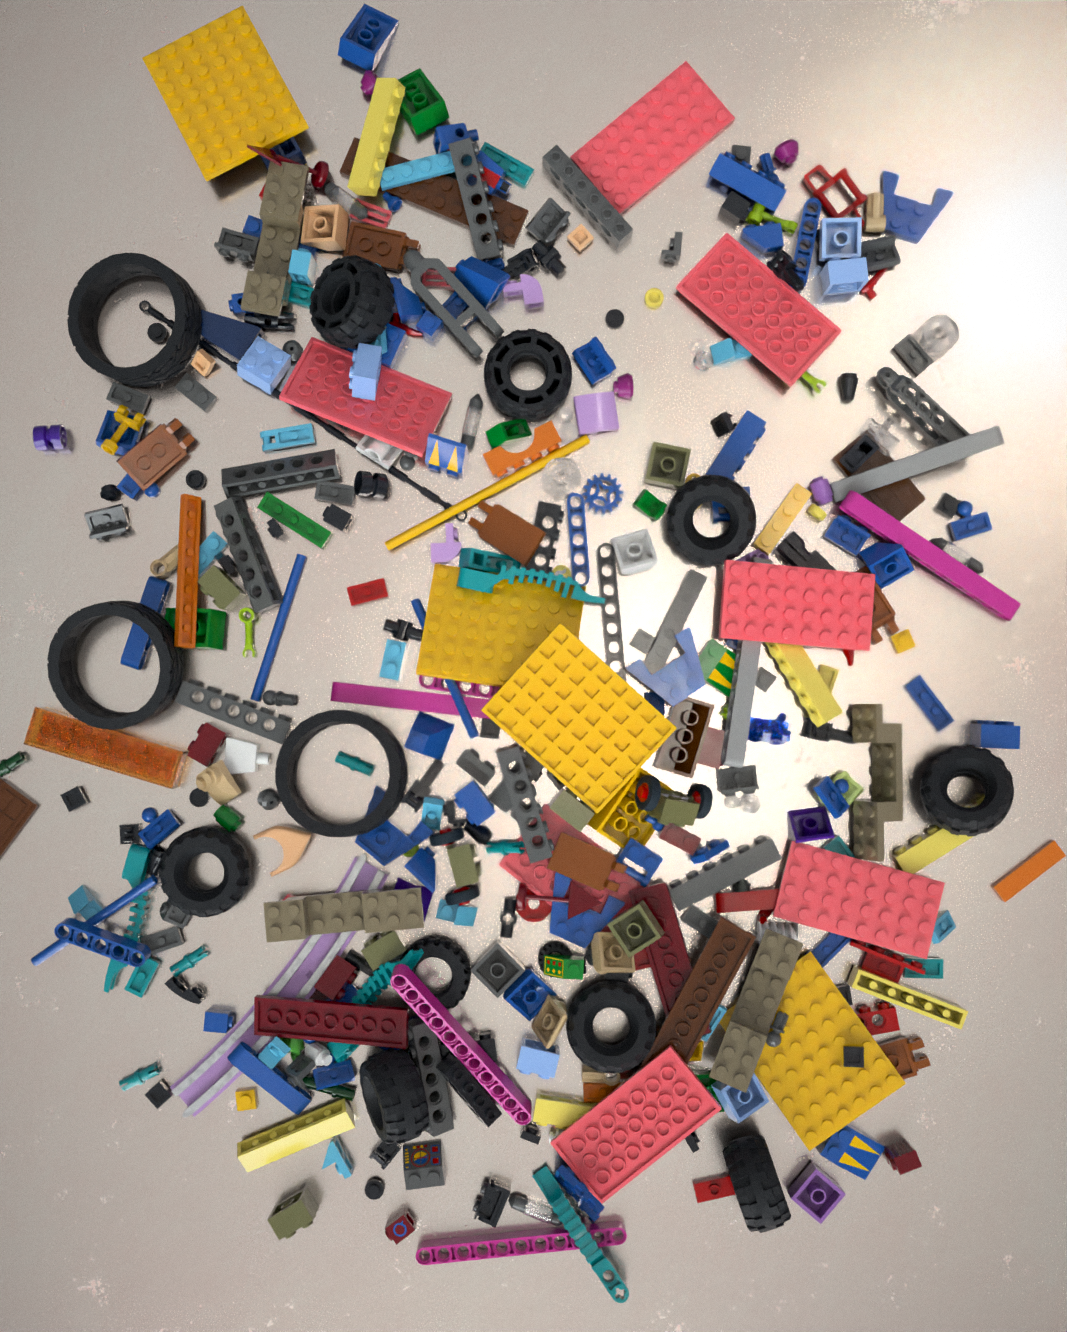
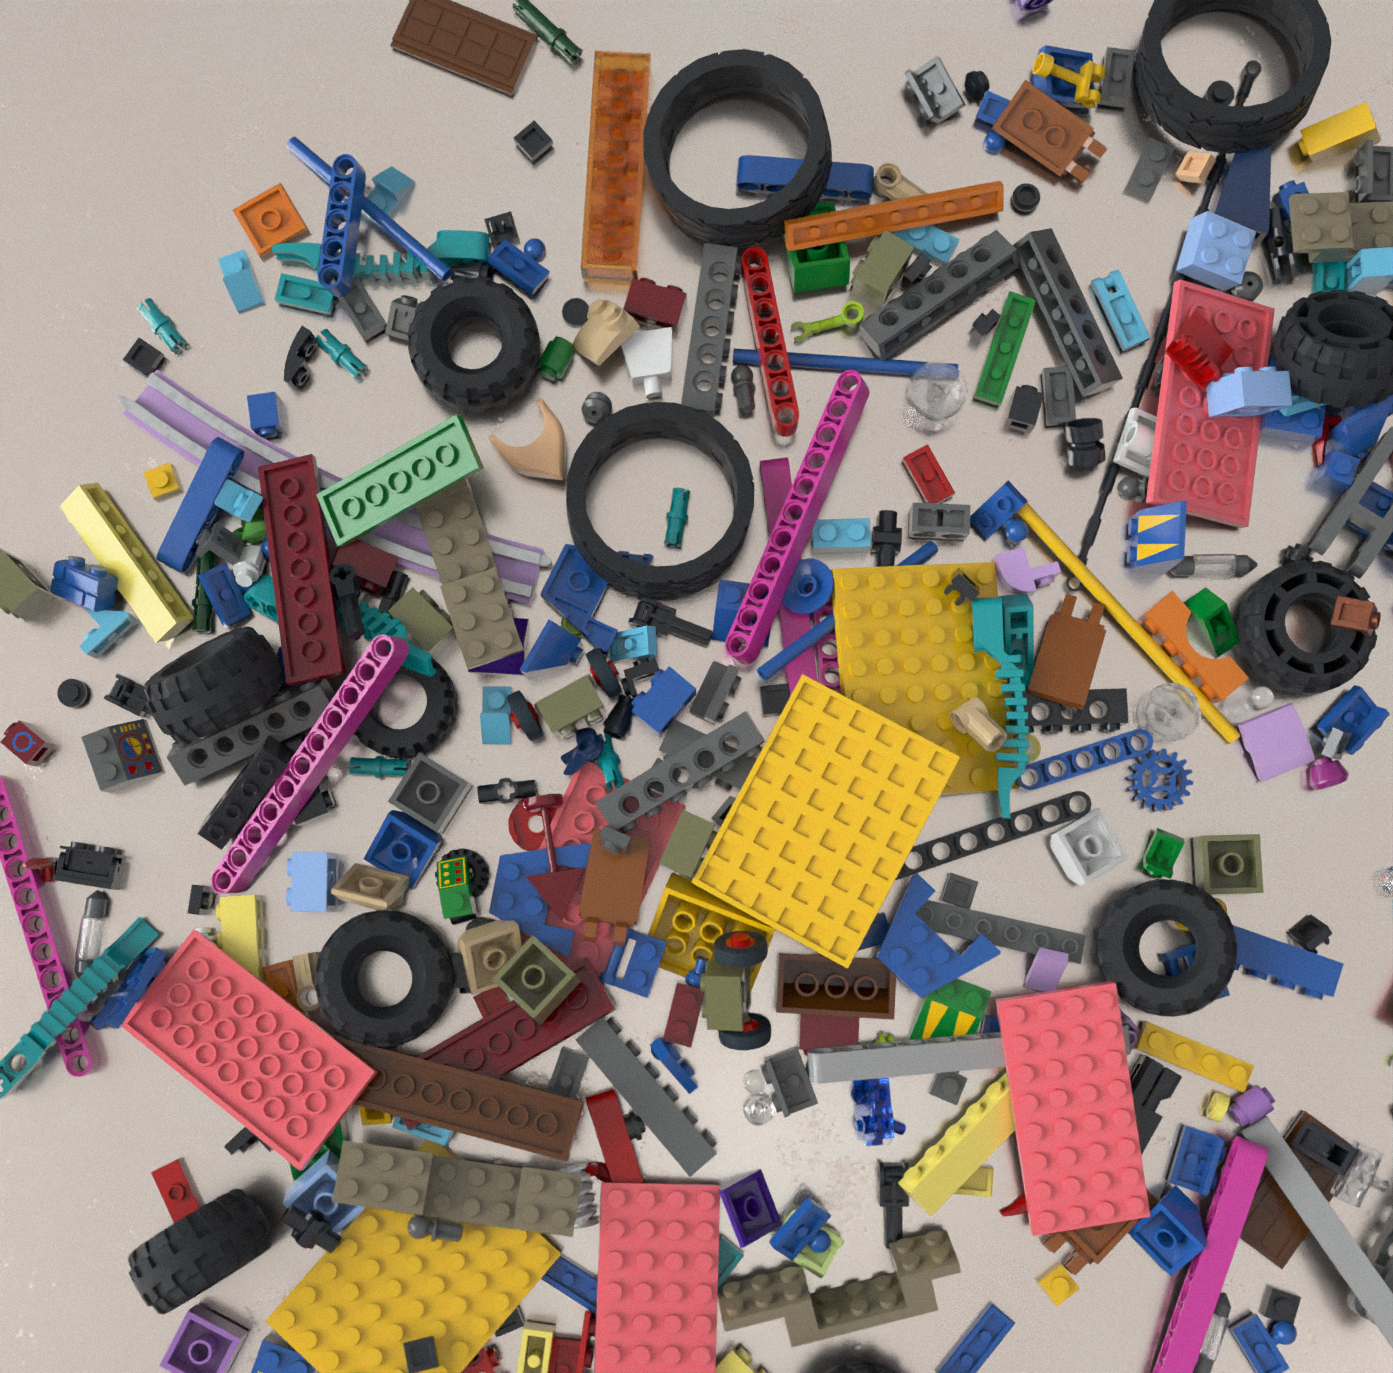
camera: 75 degrees right, 5 degrees down
(85, 988) = (270, 220): none -> orange tile
(122, 1017) = (240, 281): none -> medium azure slope
(204, 261) = (1339, 133): none -> yellow slope
(243, 672) = (770, 353): none -> red beam
(289, 944) = (400, 481): none -> plate
(304, 1167) = (84, 583): none -> blue brick
(323, 574) = (953, 390): none -> clear brick
(330, 396) = (1199, 351): none -> red hinge
(354, 994) = (347, 593): none -> black connector
(384, 686) = (800, 529): none -> dark pink beam
(399, 593) = (939, 521): none -> dark grey brick
(403, 553) = (999, 511): none -> blue plate
(417, 696) = (809, 573): none -> blue dish
(446, 589) = (964, 585): none -> black tile
(472, 997) = (378, 766): none -> teal pin
(478, 365) = (1298, 553): none -> black plate
(483, 1230) = (45, 864): none -> red bar
(494, 860) = (588, 748): none -> dark blue plate
(530, 343) = (1356, 615): none -> copper bracket
(537, 604) = (975, 720): none -> tan piece
(559, 857) = (614, 841): none -> dark grey plate
(606, 376) = (1335, 743): none -> plate
(706, 599) = (1046, 970): none -> lavender tile
(758, 1109) = (310, 1228): none -> black axle

